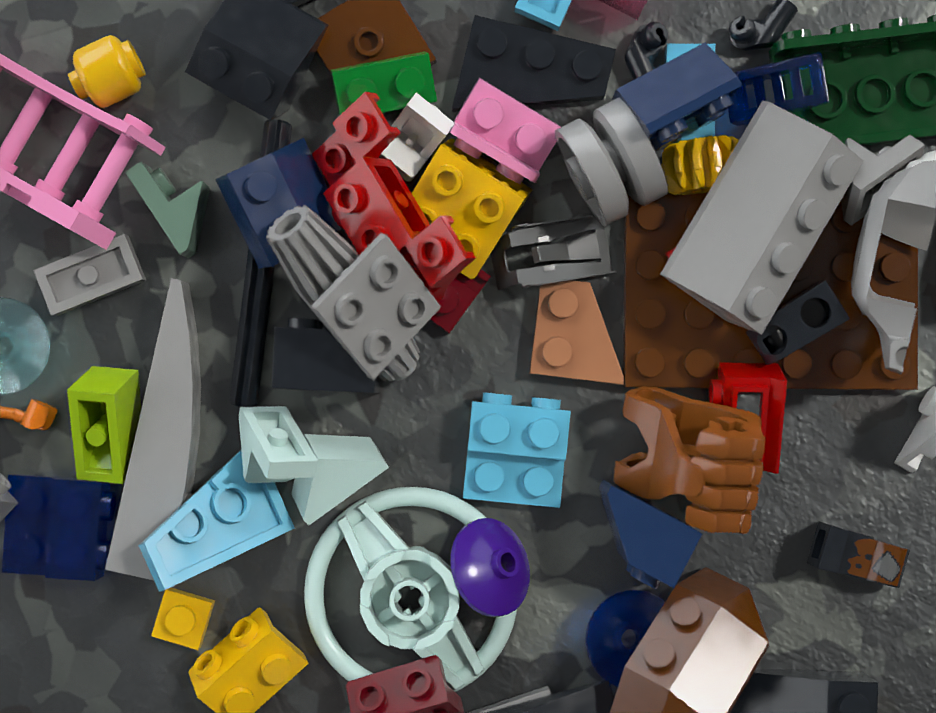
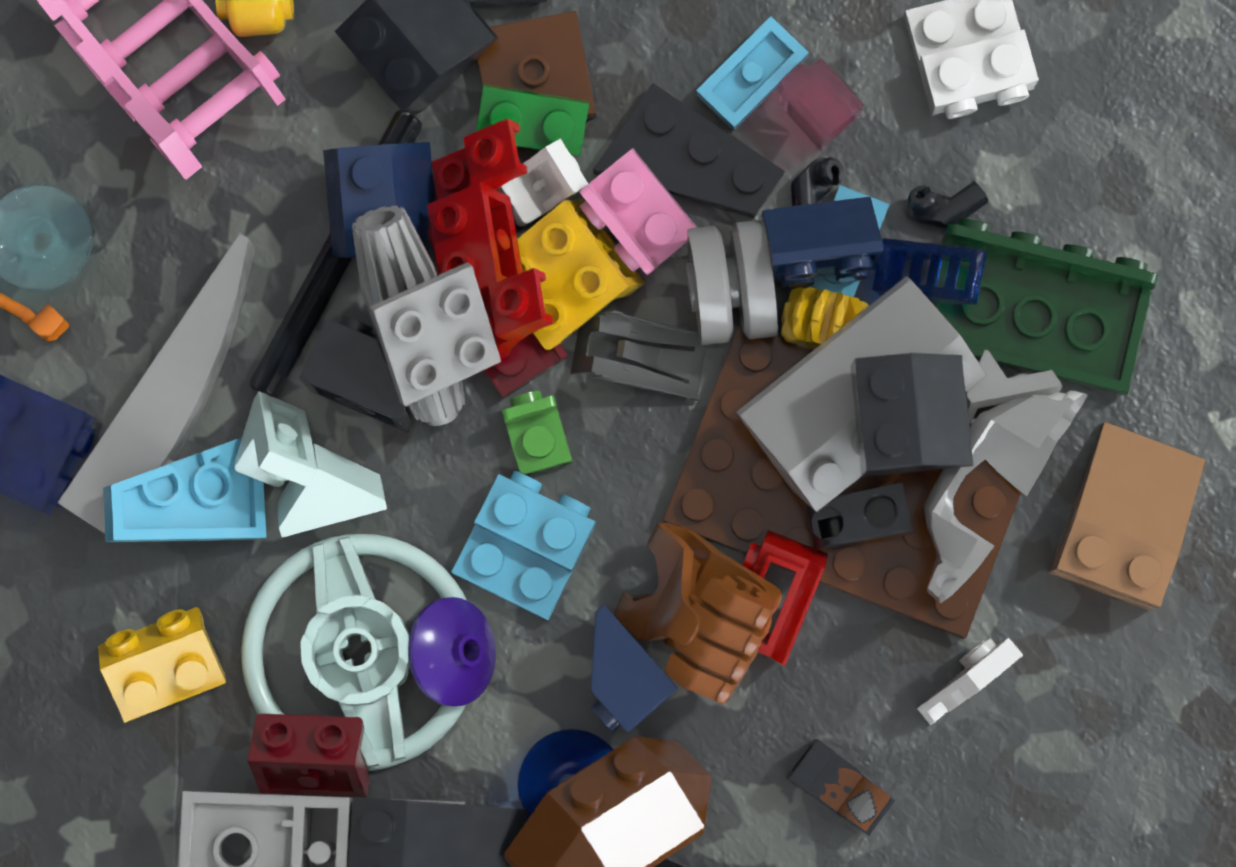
camera: 25 degrees right, 5 degrees down
(89, 275) = (156, 200): light grey plate -> none
(104, 422) = (114, 354): lime slope -> none
(178, 217) = (272, 175): sand green slope -> none
(183, 618) = (114, 588): yellow plate -> none
(489, 353) = (536, 433): none -> bright green bracket
(572, 336) = (628, 448): nougat wing -> none
(818, 221) = (911, 413): none -> black slope

